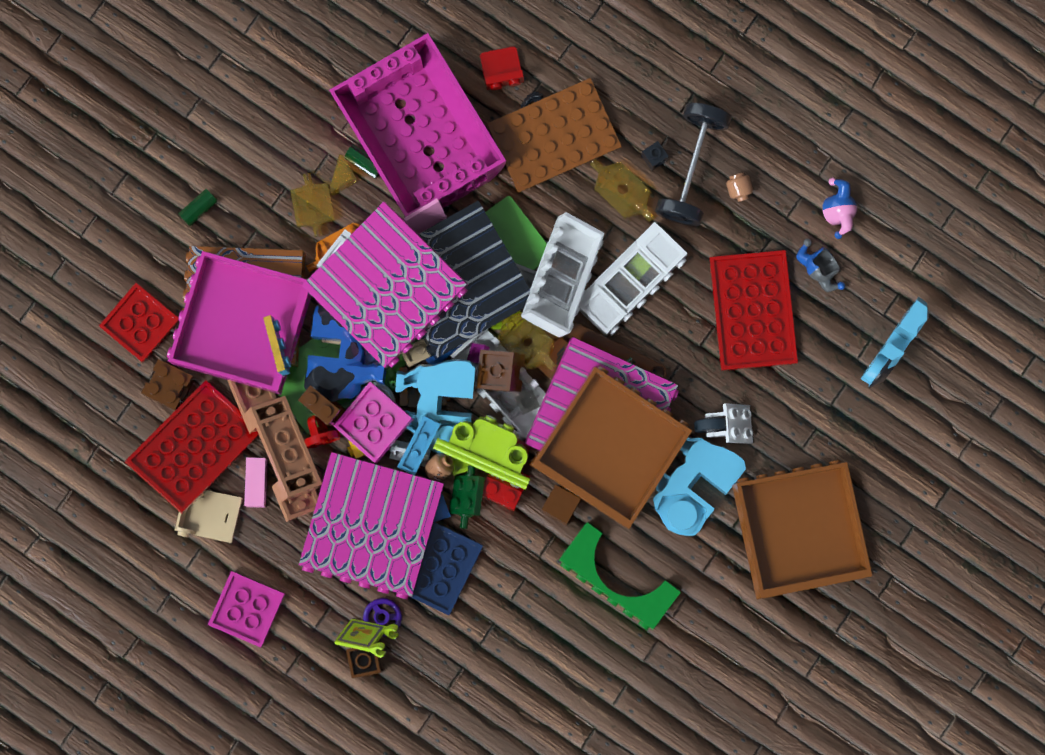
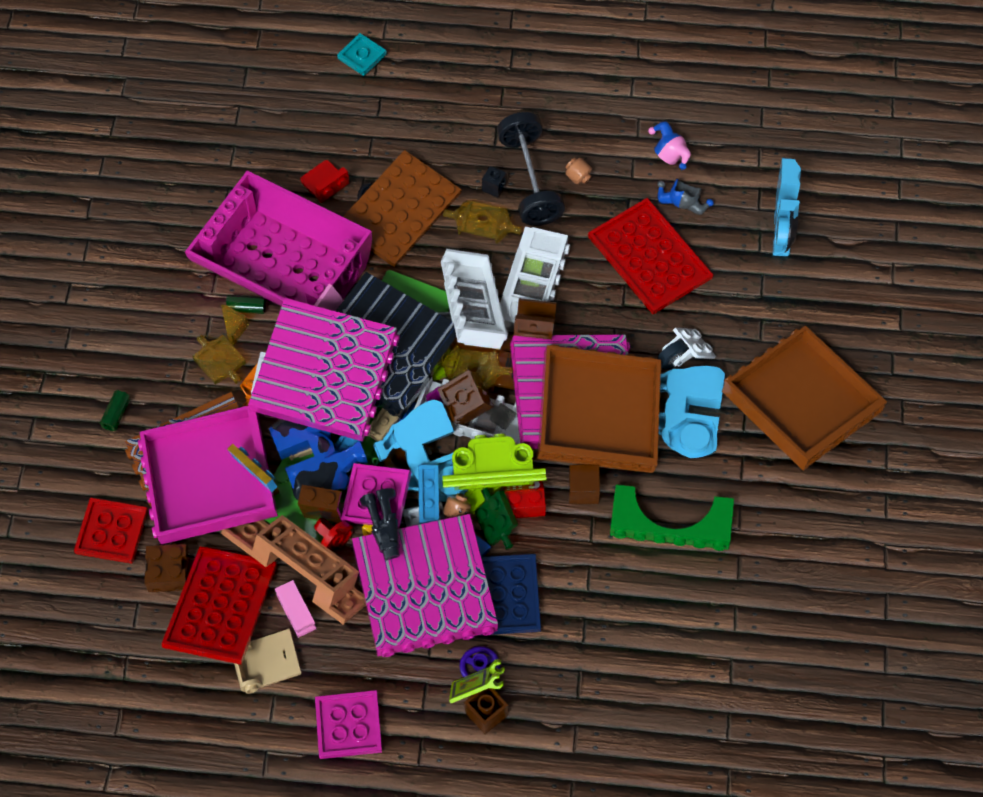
camera: 30 degrees left, 20 degrees down
(361, 464) = (384, 530): none -> black piece
(603, 329) = (535, 319): none -> reddish brown panel

